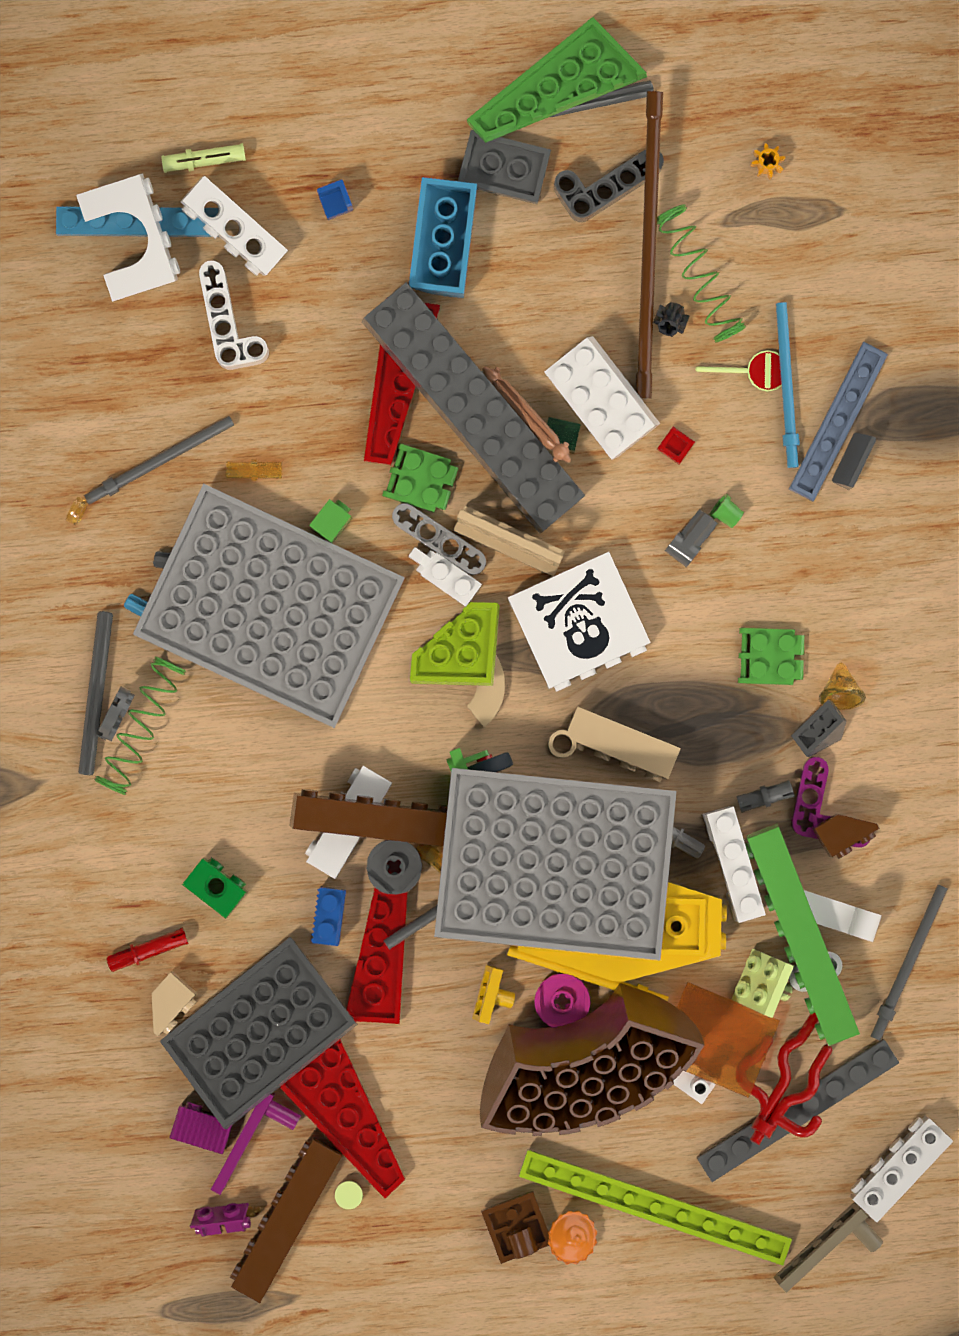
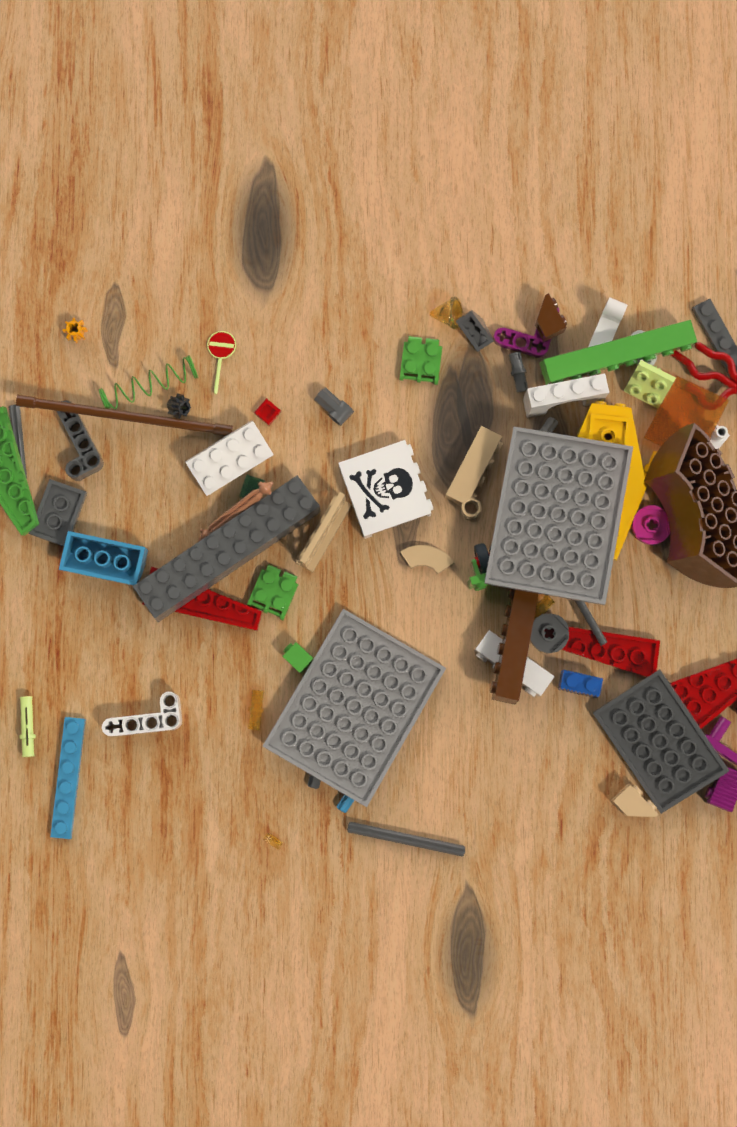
camera: 80 degrees left, 5 degrees down
(111, 486) = (257, 814): dark grey bar -> none
(115, 714) = (419, 823): dark grey plate -> none
(119, 787) = (477, 825): bright green piece -> none
(146, 950) = (594, 817): red axle -> none
(156, 265) = (49, 780): white arch -> none
(199, 882) = (564, 760): green brick -> none
(270, 249) = (99, 684): white brick -> none
(335, 199) = (68, 634): blue panel -> none
(436, 543) = (316, 581): light grey beam -> none
(446, 576) = (344, 580): white hinge -> none
(461, 650) = (398, 573): lime plate -> none
(491, 995) = (644, 574): yellow tile -> none
(726, 511) = (317, 380): bright green piece -> none
(790, 439) = (271, 332): dark azure bar -> none
(838, 421) = (262, 300): sand blue tile -> none
(853, 460) = (290, 291): dark grey slope -> none
(886, 1013) = (674, 304): dark grey bar -> none

